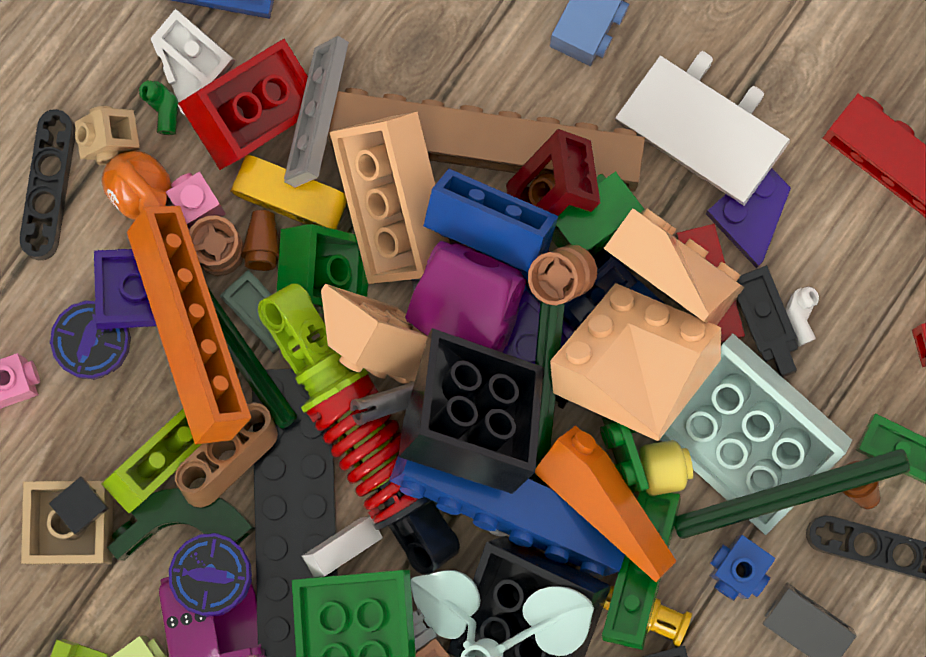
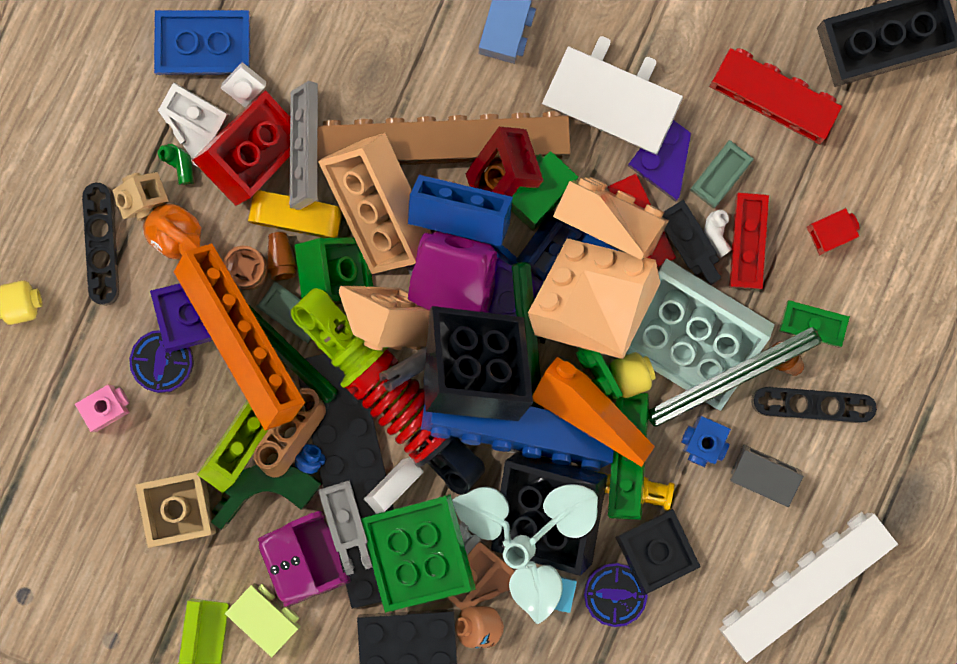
camera: 15 degrees left, 5 degrees up
(79, 505) = (183, 495): black tile -> none
(194, 197) = (221, 234): bright pink brick -> none
(210, 575) = (296, 528): tile -> none
(245, 493) = (309, 459): none -> blue plate
(259, 27) = (243, 84): none -> white plate
(272, 582) = (345, 523): none -> light grey hinge
(562, 274) = (524, 242): nougat wheel -> none
(819, 245) = (721, 174): none -> sand green tile
(838, 332) = (749, 241): none -> red plate

